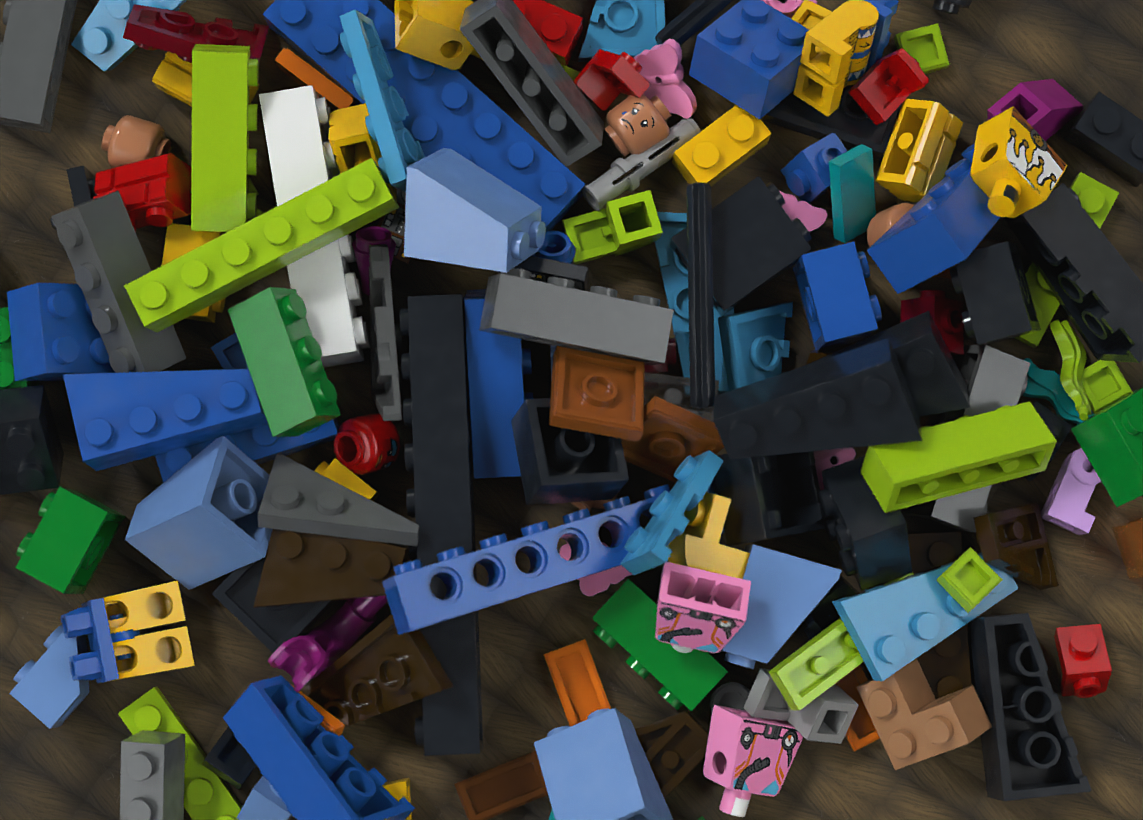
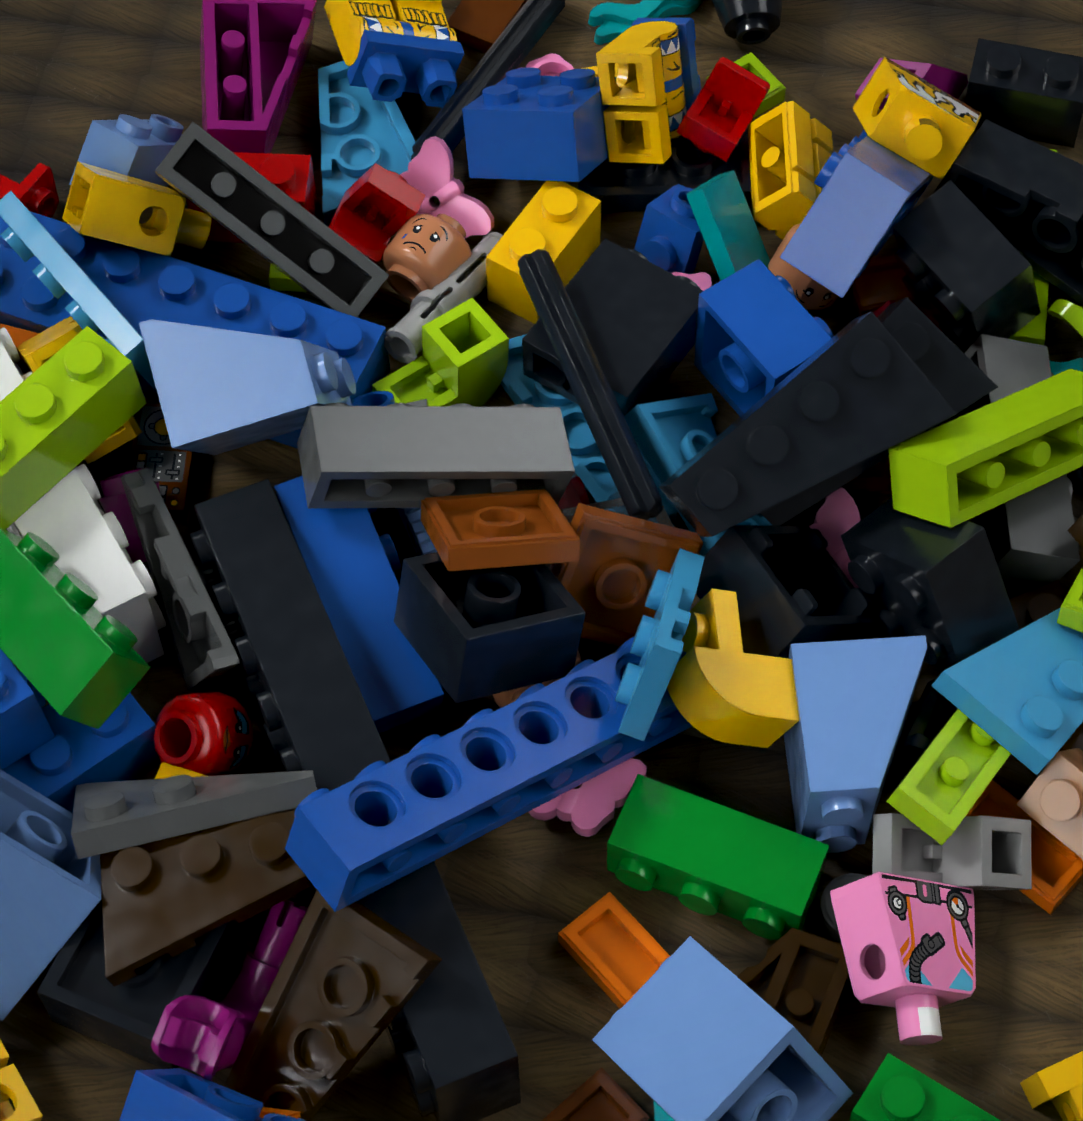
camera: 20 degrees left, 25 degrees down
(699, 608) = (753, 742): bright pink torso -> none

